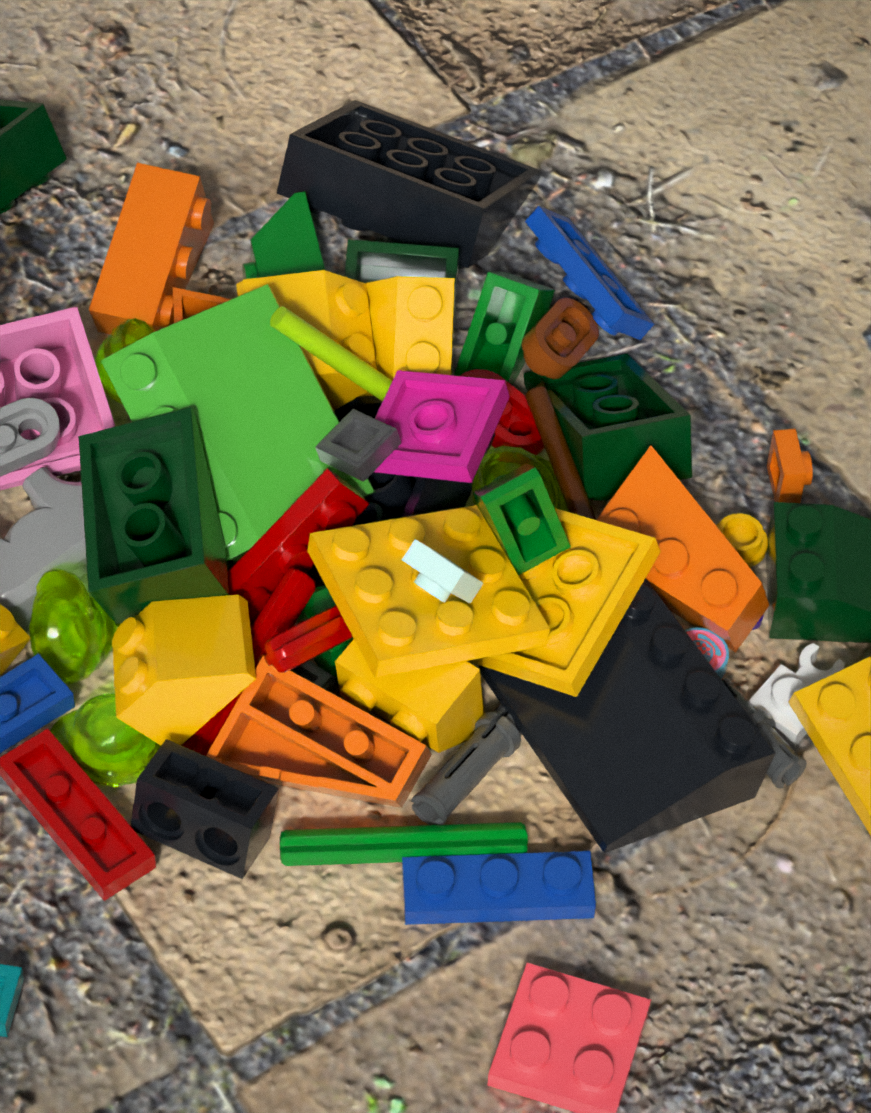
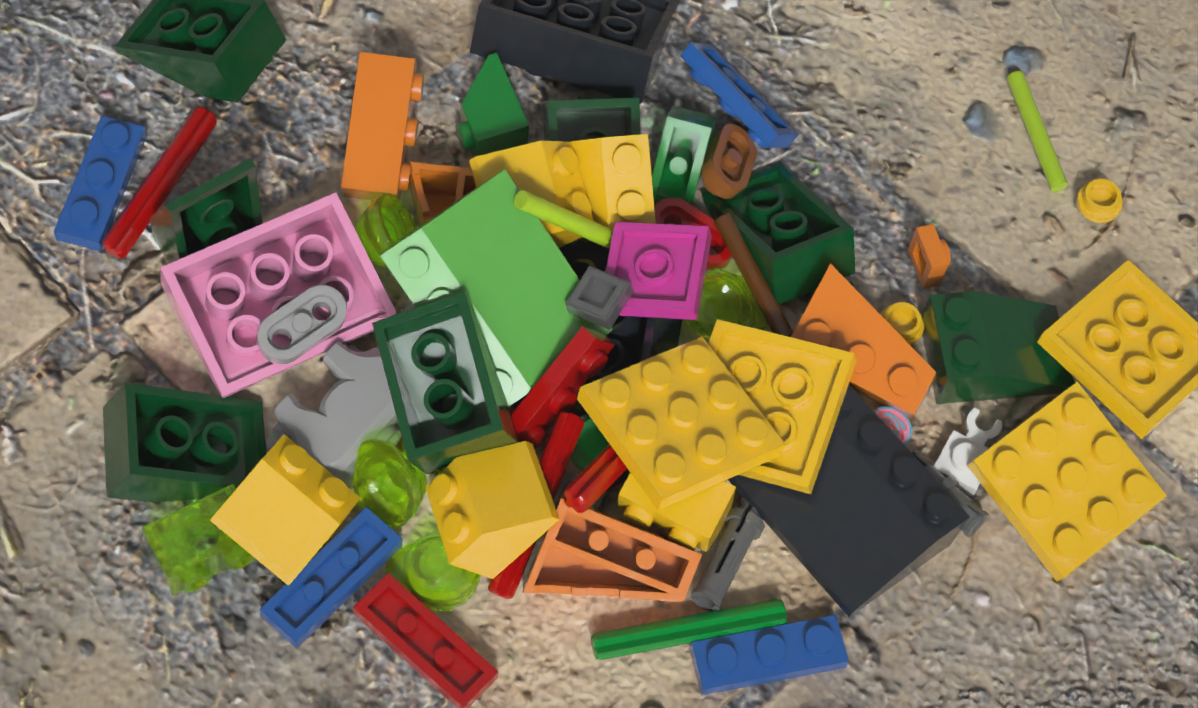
camera: 15 degrees left, 10 degrees up
(204, 808) = (531, 628): black brick -> none
(440, 575) = (698, 417): light aqua plate -> none
(522, 517) = (745, 347): green slope -> none

